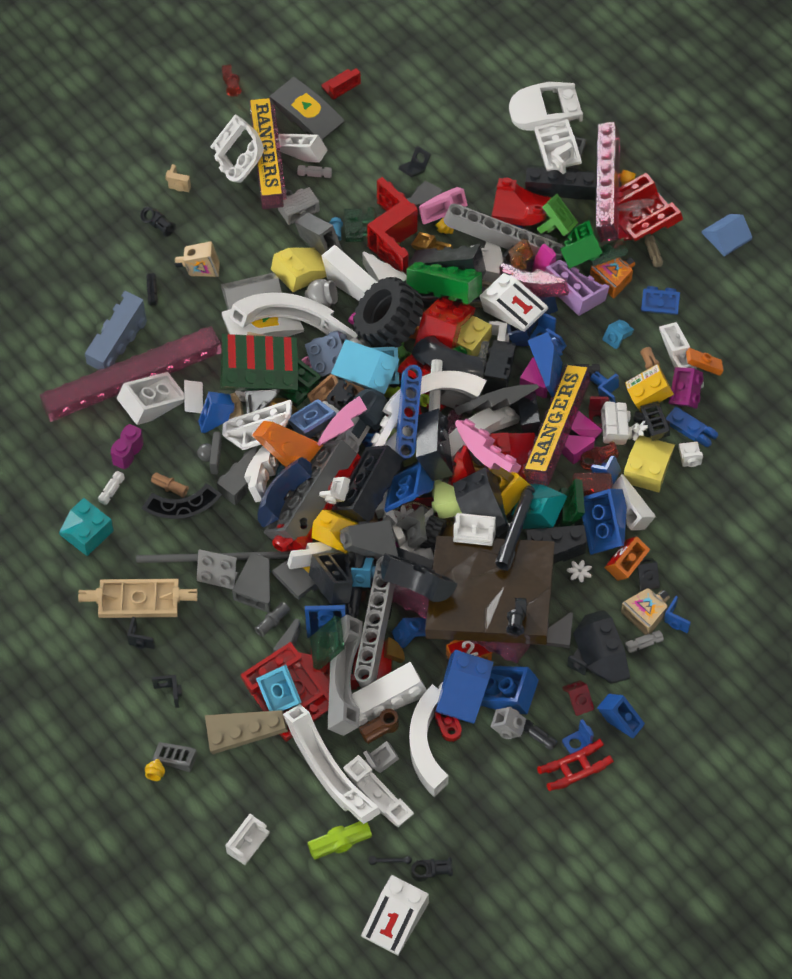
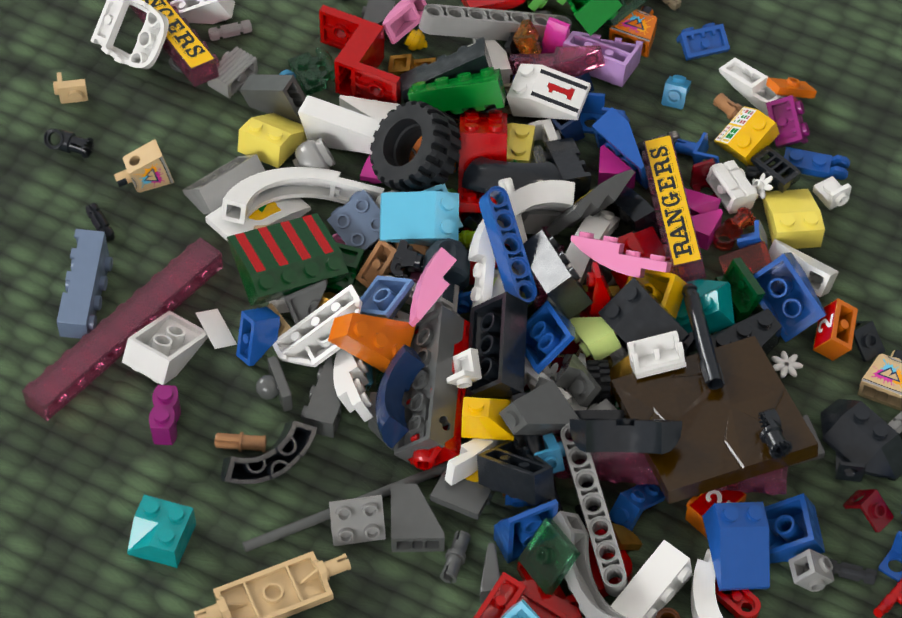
camera: 25 degrees left, 5 degrees down
(111, 488) = (168, 472): white axle -> none

